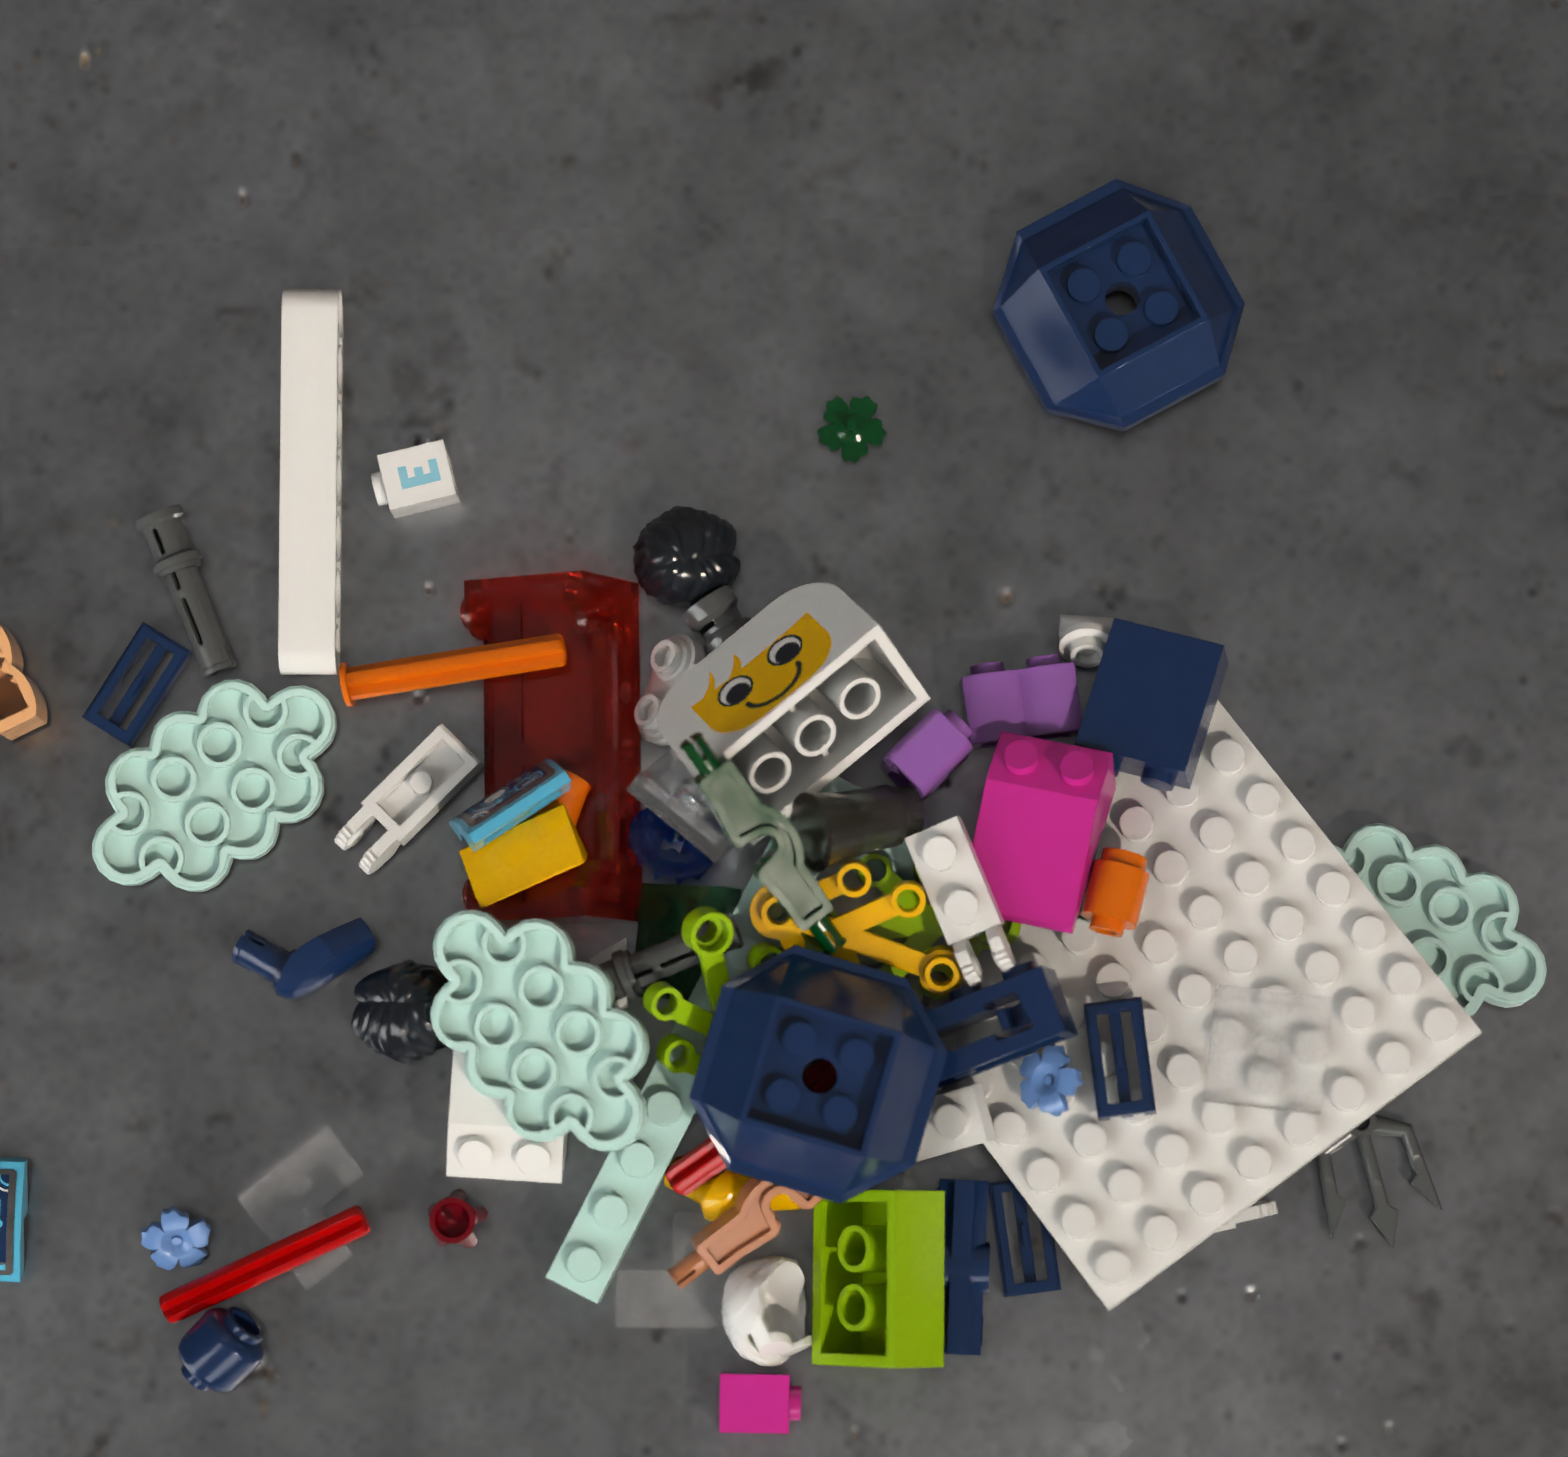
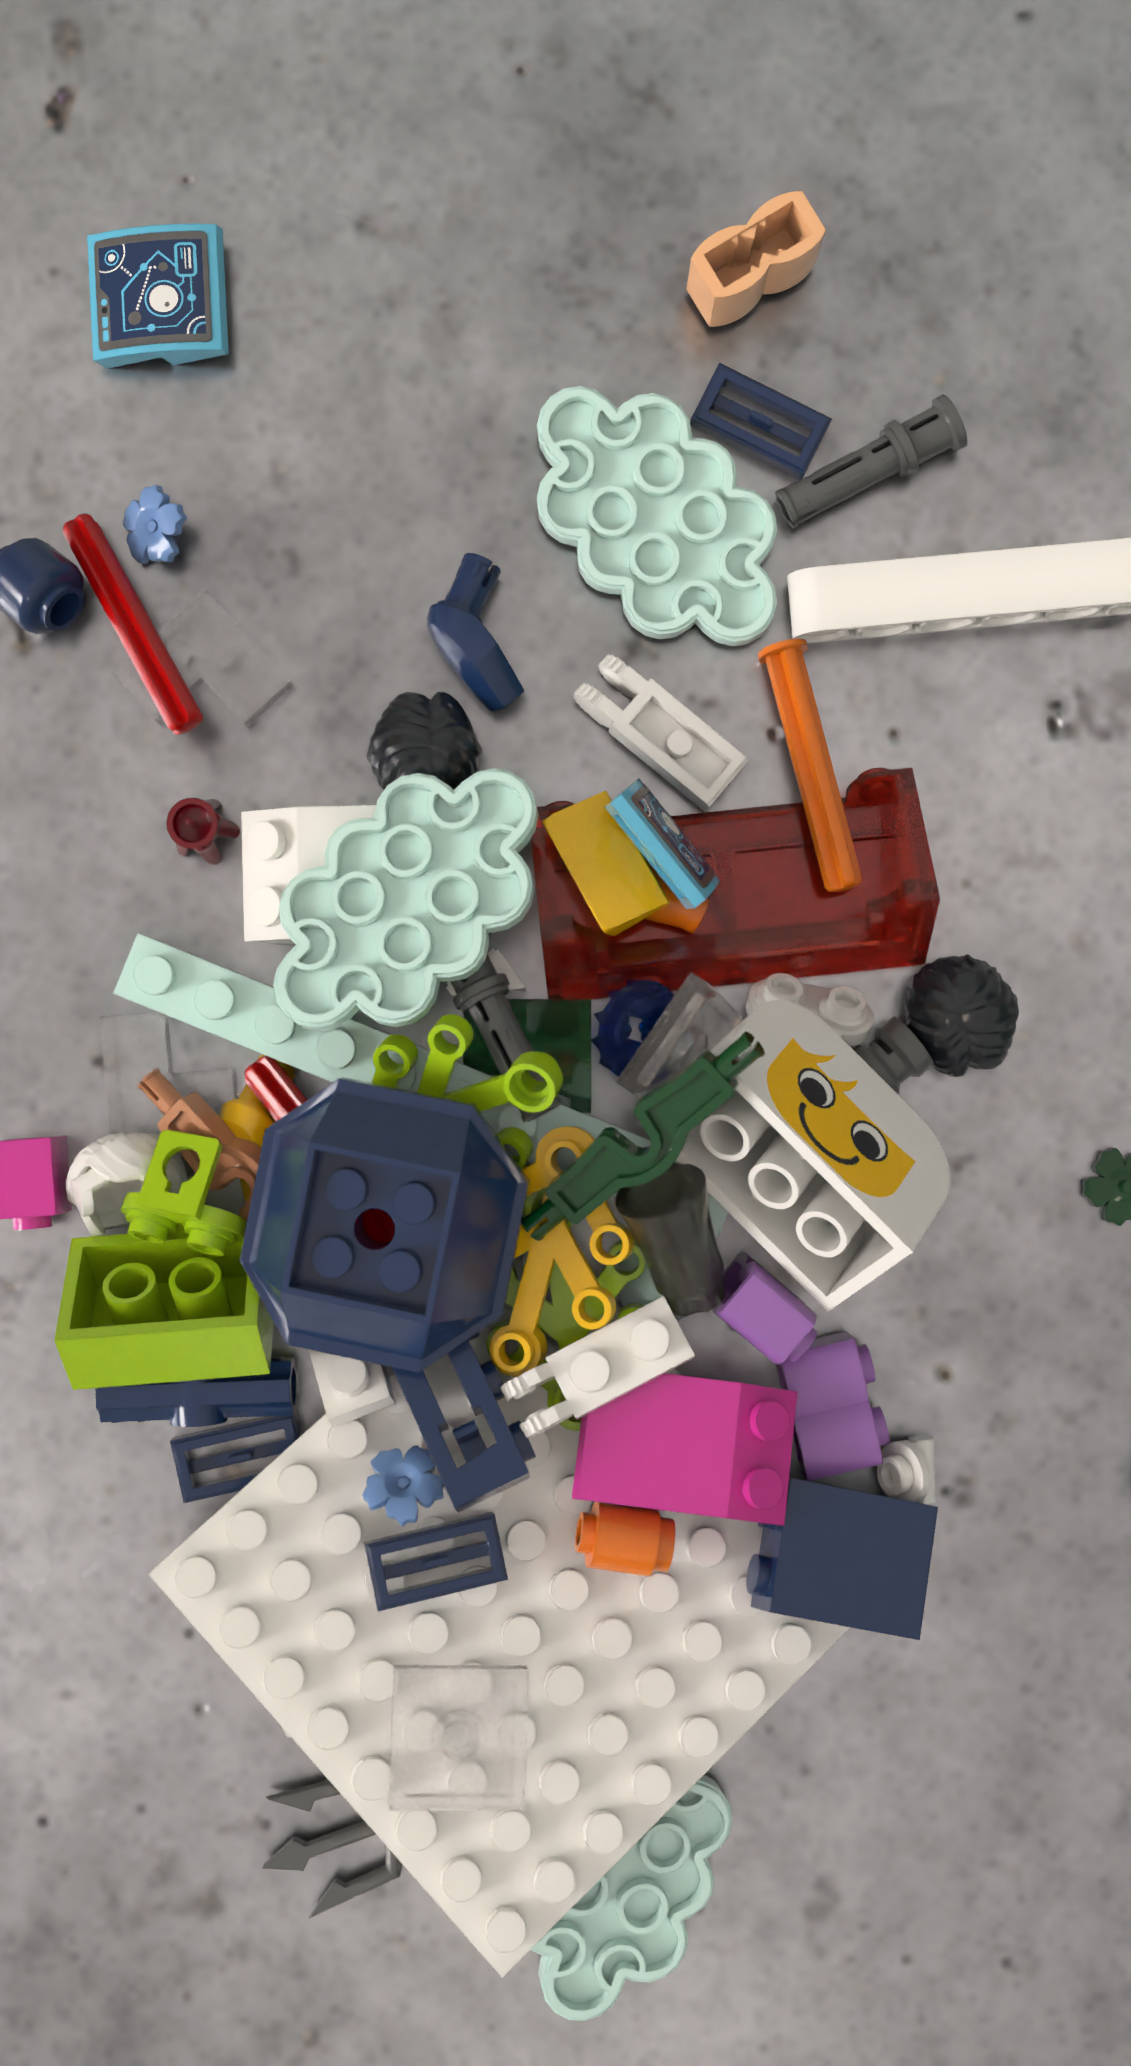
camera: 85 degrees right, 5 degrees up
(415, 479) = (1020, 704): white brick -> none
(797, 1249) = (159, 1213): none -> lime bracket

